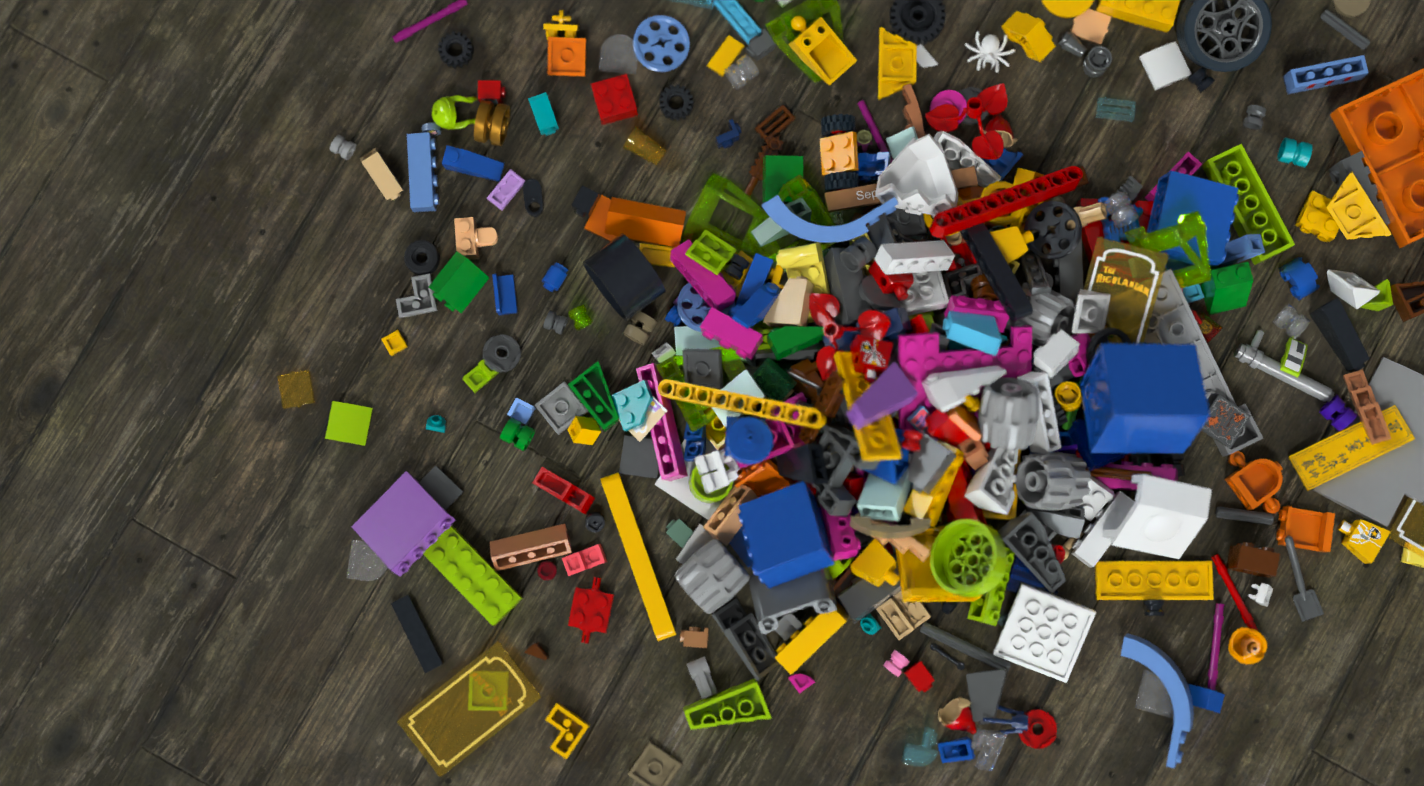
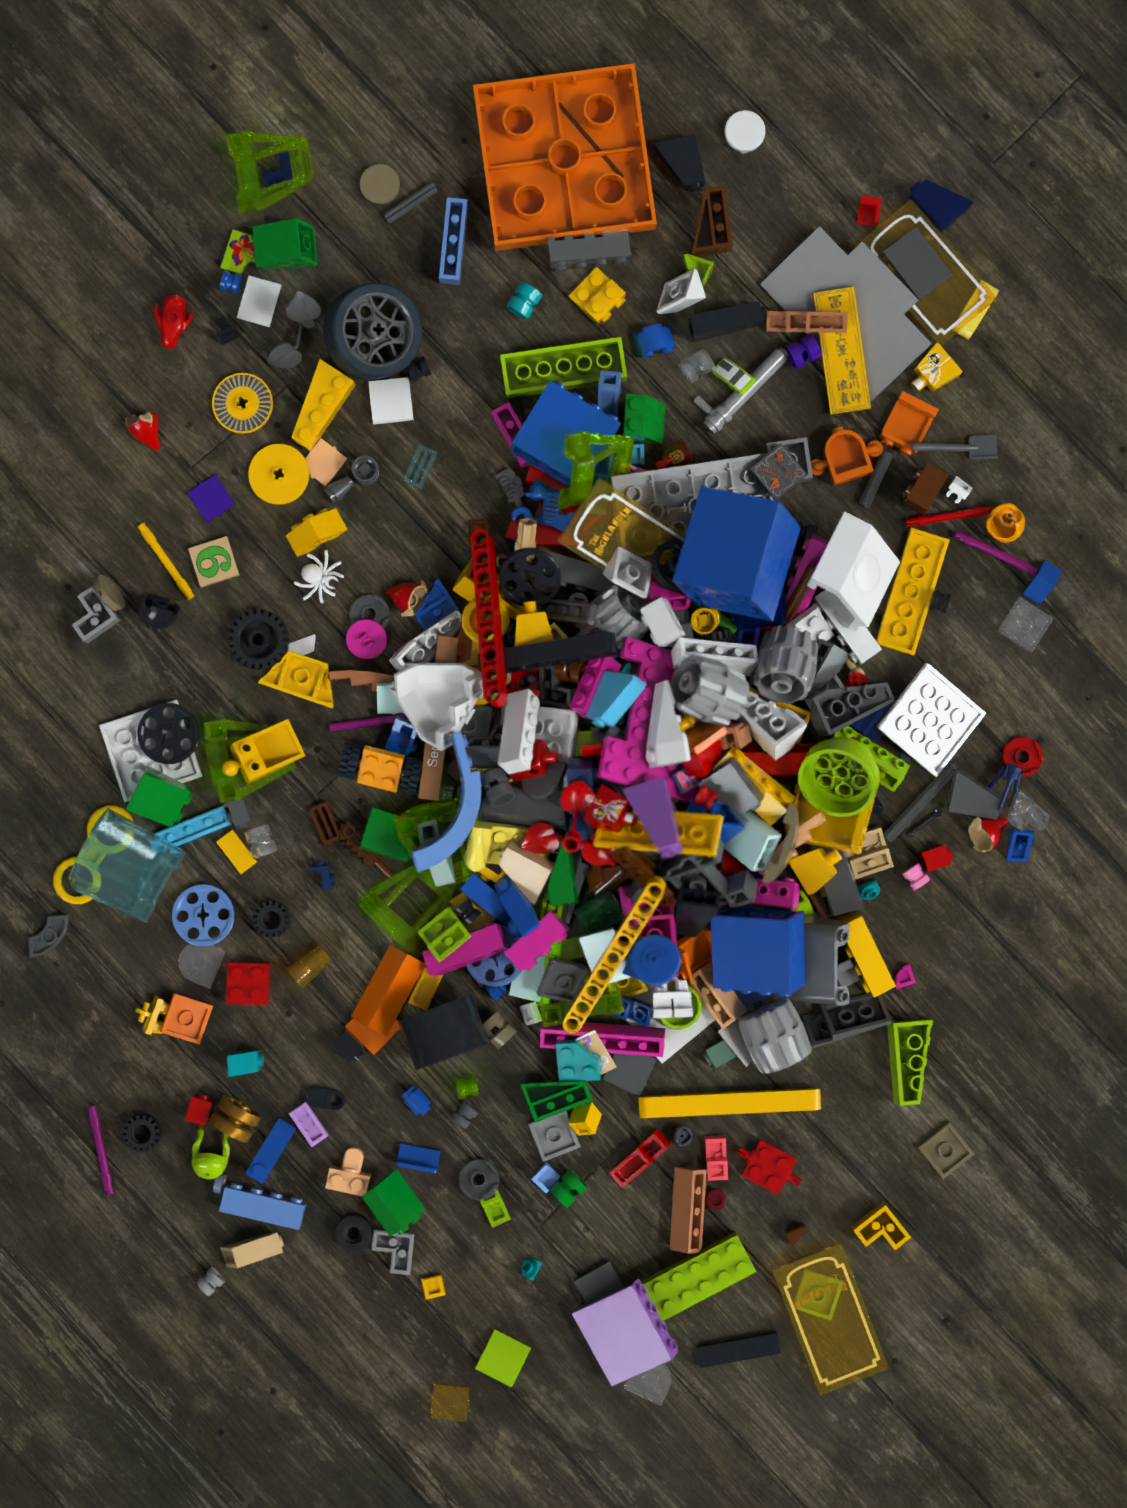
camera: 75 degrees left, 5 degrees up
(694, 637) = (829, 1070): medium nougat brick -> none
(701, 675) = (865, 1075): light grey piece -> none
(864, 138) = (372, 737): olive piece -> none
(921, 755) = (1012, 882): clear light blue brick -> none
(992, 100) = (375, 646): red plant -> none
(1120, 208) = (533, 504): clear wheel -> none
(1175, 683) = (1018, 608): medium blue arch -> none
(1254, 117) = (470, 327): dark grey wheel -> none
(1355, 211) = (607, 264): yellow wing -> none

